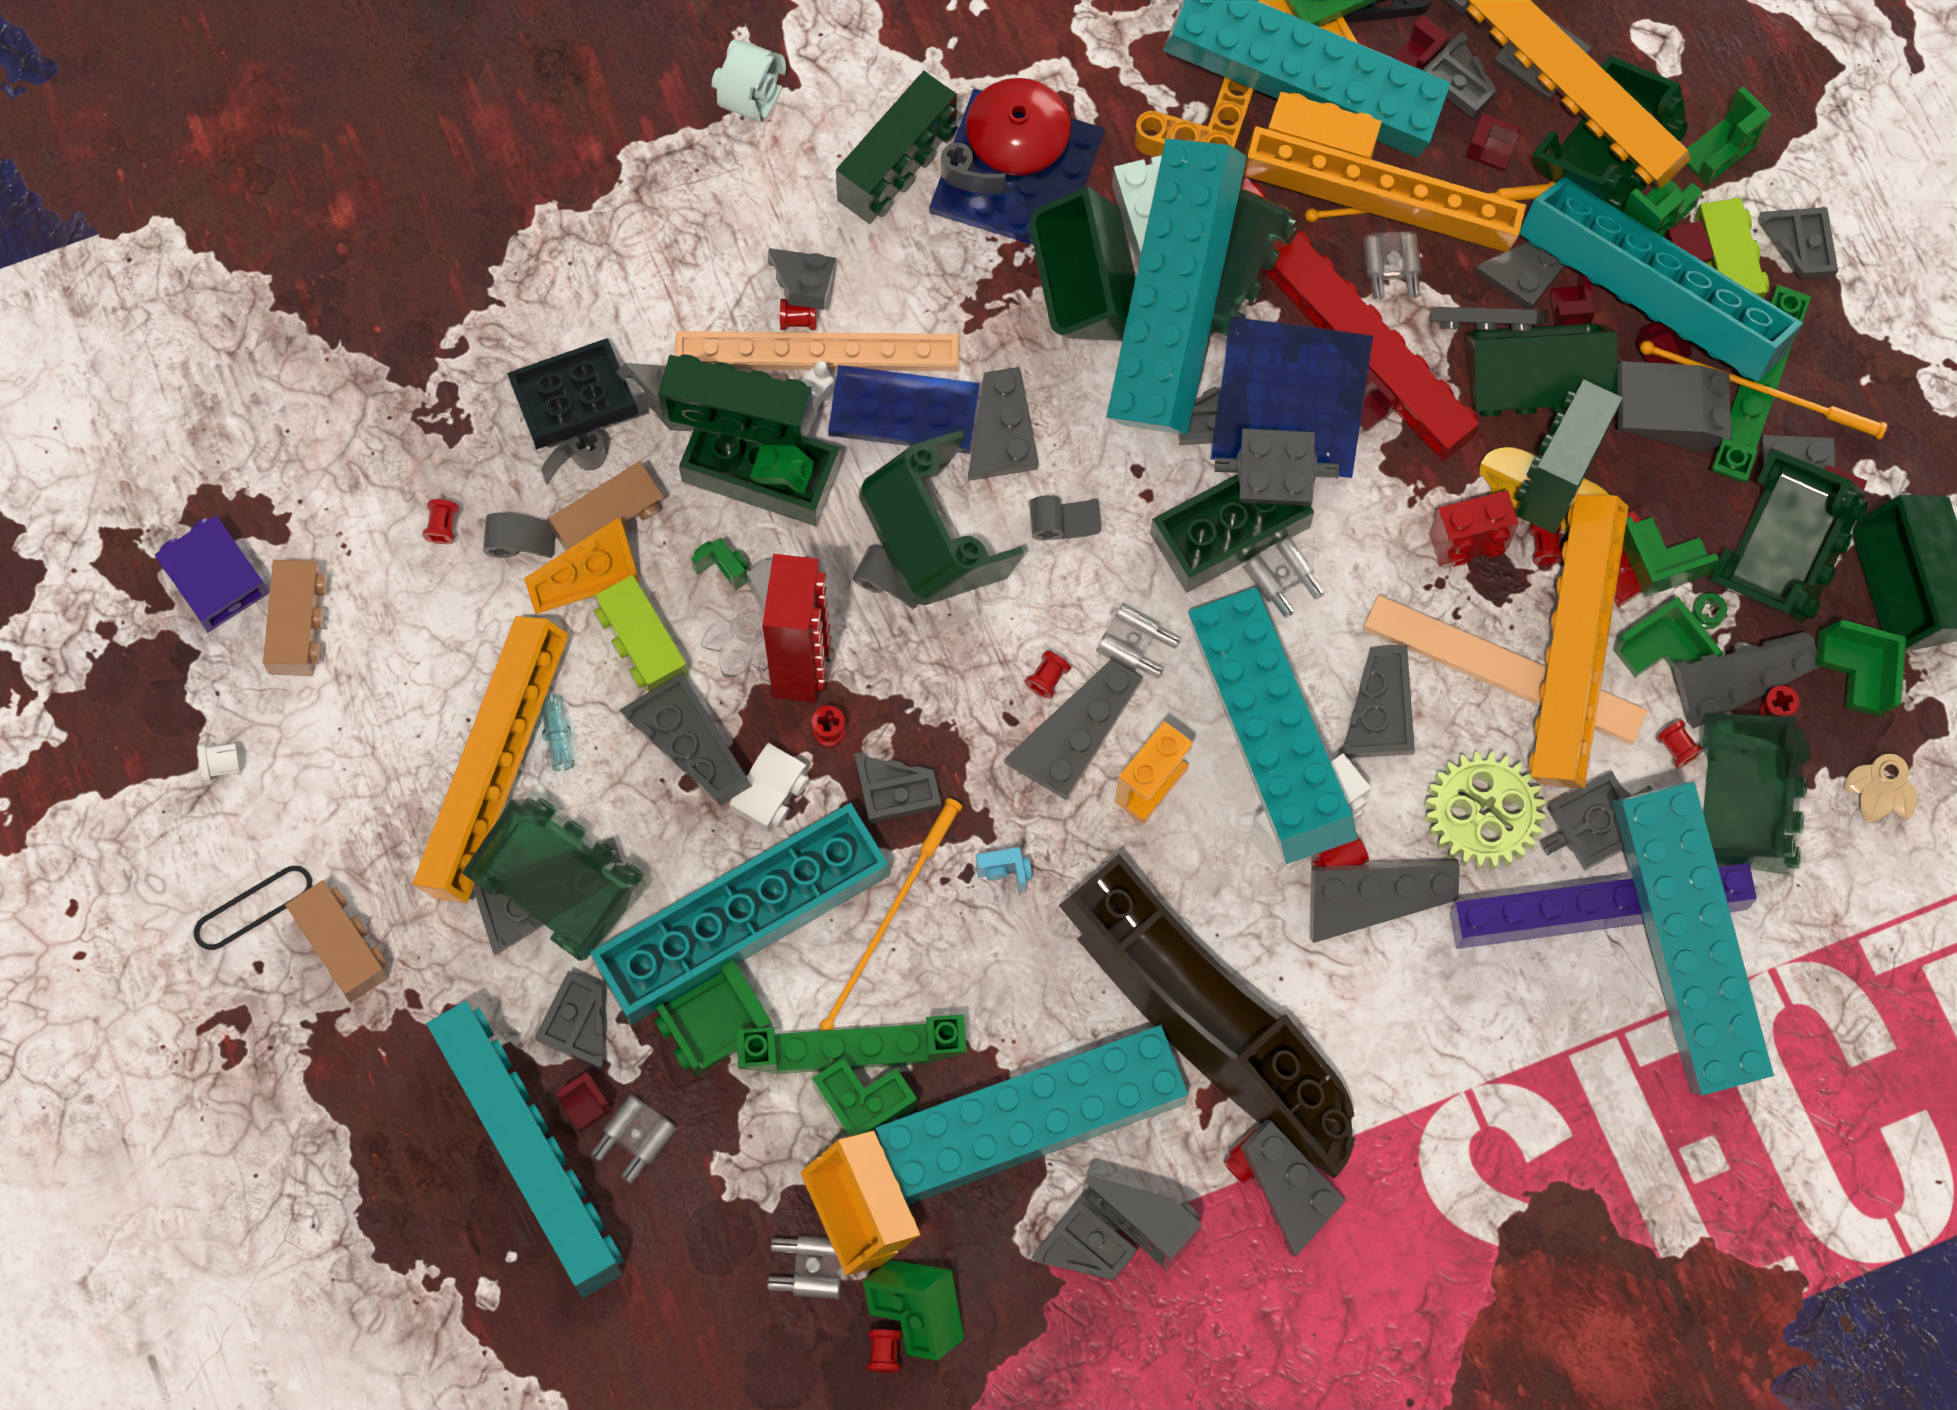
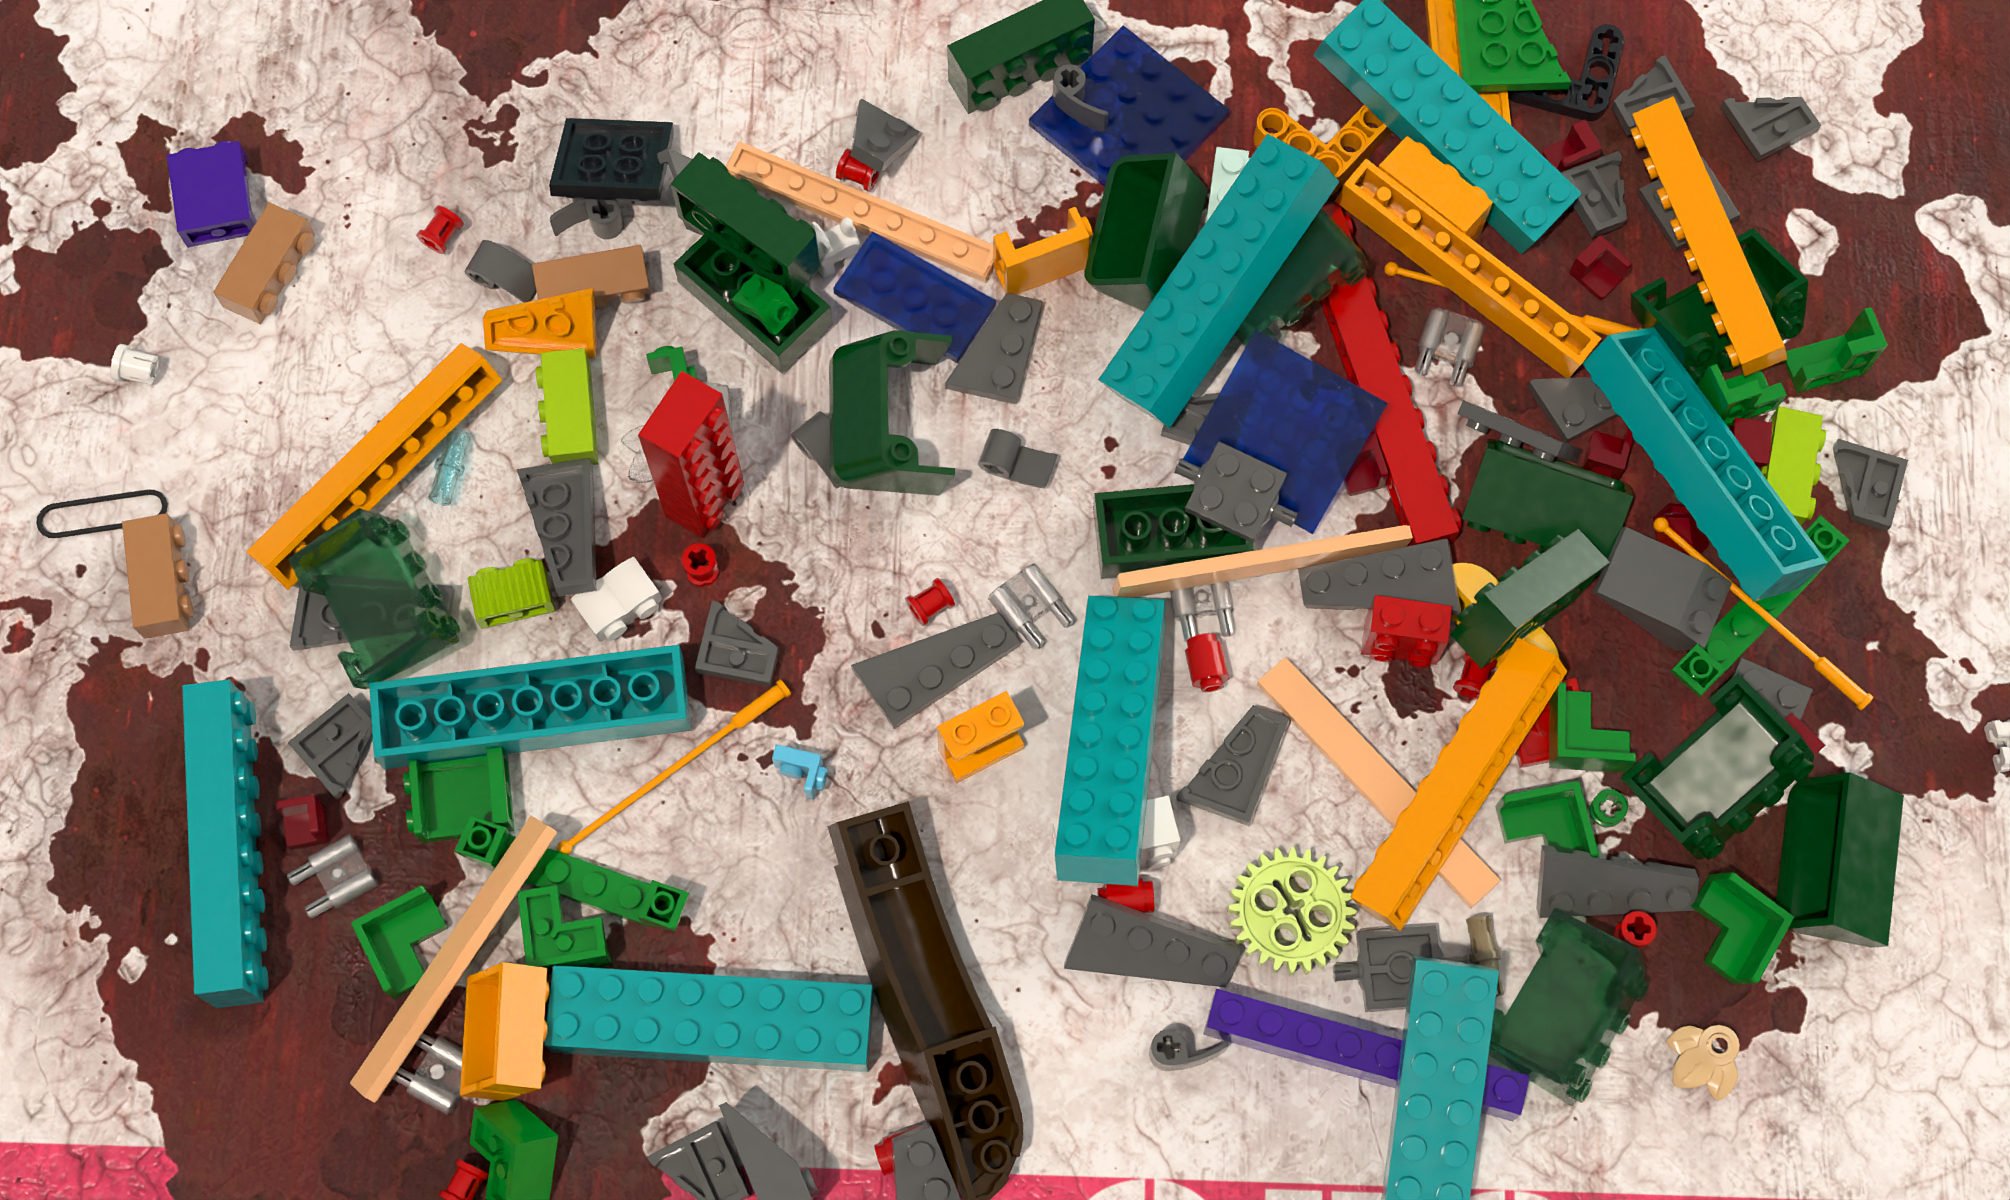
camera: 25 degrees right, 0 degrees up
(670, 821) = (511, 593): none -> lime brick
(712, 1164) = (392, 933): none -> green panel
(780, 1160) = (453, 959): none -> light nougat tile
(989, 347) = (1043, 260): none -> light orange panel
(1014, 143) = (1146, 92): red dish -> none
(1313, 627) = (1206, 662): none -> red brick
(1322, 520) = (1259, 562): none -> light nougat tile
(1450, 975) = (1180, 1059): none -> dark grey panel
(1452, 478) = (1409, 573): none -> dark grey wing
(1656, 768) = (1483, 945): none -> dark tan pin
(1679, 744) = (1517, 927): red bush -> none

